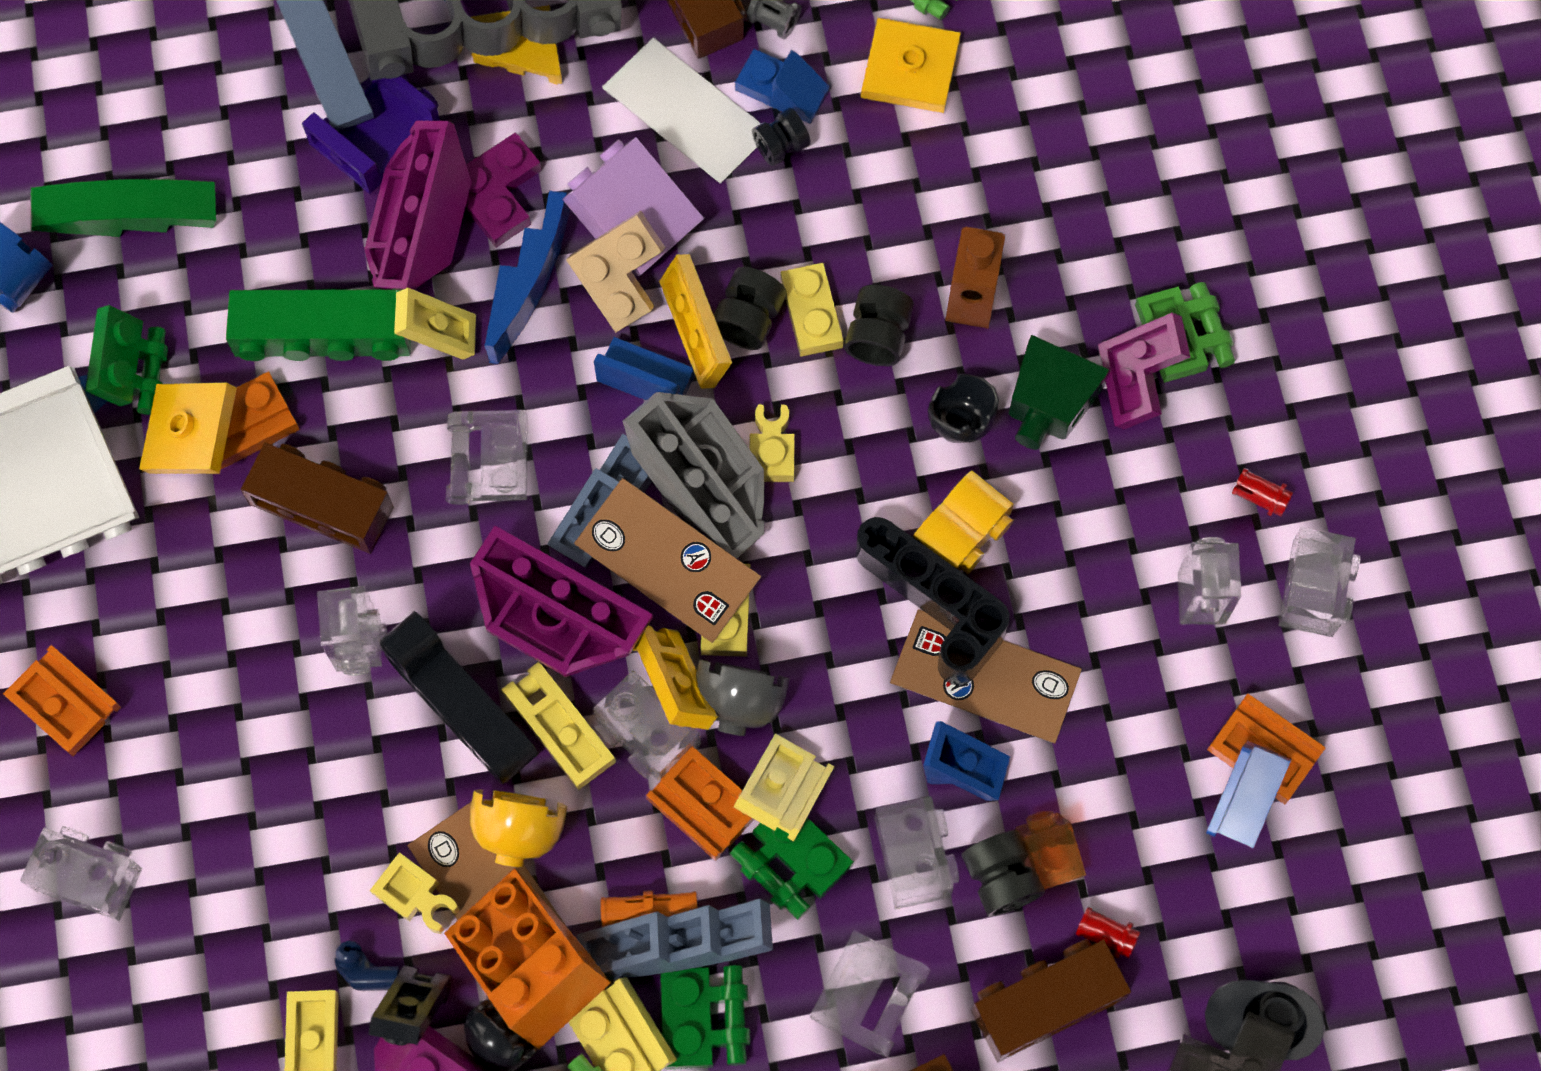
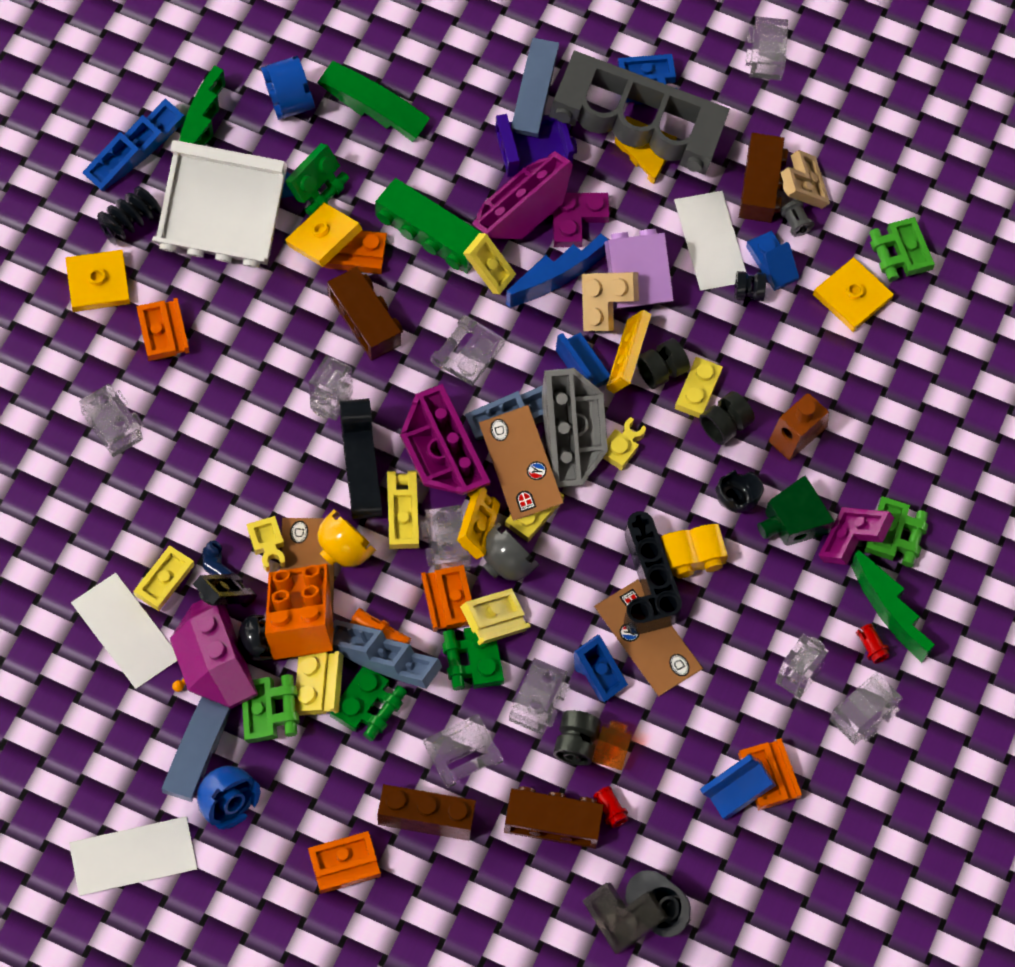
camera: 30 degrees right, 5 degrees down
(1232, 423) = (885, 596): none -> green slope

